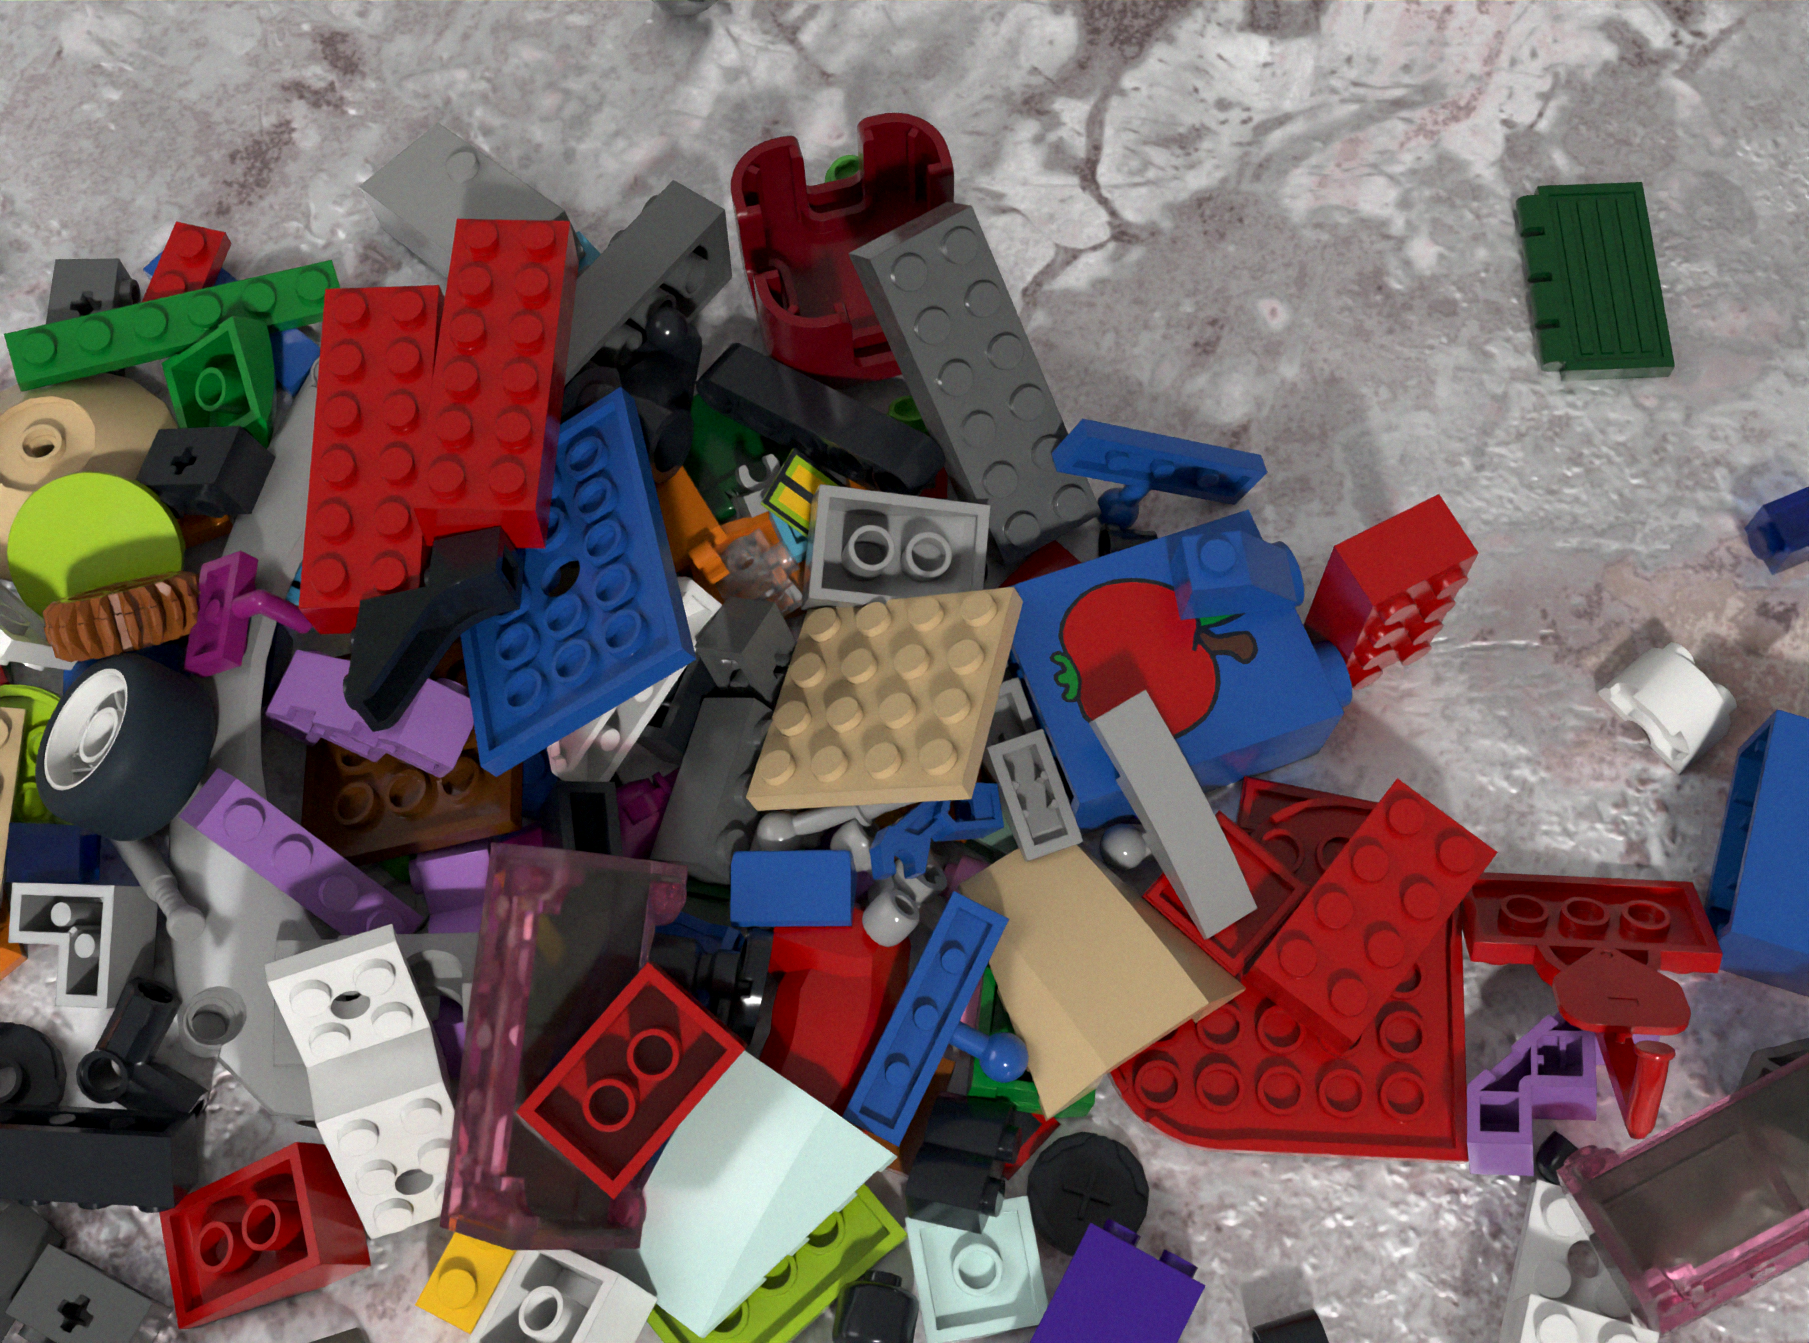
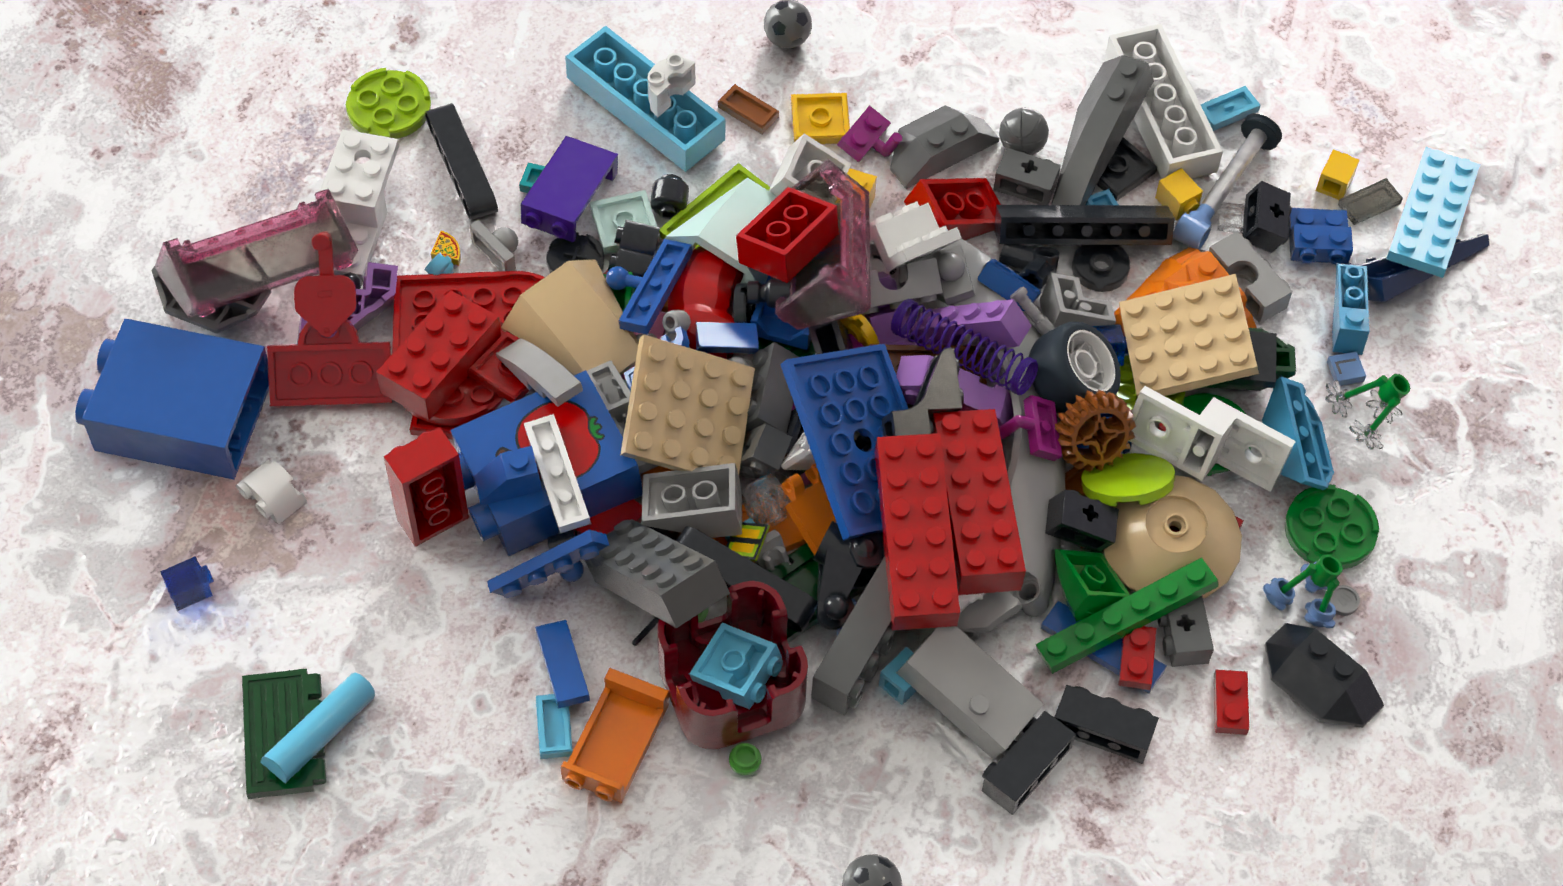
camera: 170 degrees right, 10 degrees down
(59, 214) = (1231, 702): none -> red plate
(199, 979) = (1005, 281): none -> blue slope
(270, 182) = (1107, 723): none -> black brick
(393, 124) = (1027, 761): none -> black brick
(431, 877) = (1015, 382): none -> dark purple piece
(817, 255) = (737, 665): none -> medium azure plate
(1063, 219) = (616, 736): none -> orange panel
(1137, 343) = (562, 664): none -> blue tile
(1144, 577) = (557, 473): none -> white plate
(1152, 259) = (553, 728): none -> medium azure tile
(1253, 1225) = (496, 245): none -> light grey tile
(1360, 1240) = (446, 246): none -> tile
(1373, 1183) = (440, 265): none -> medium azure plate
(1540, 260) = (319, 727): none -> medium azure brick

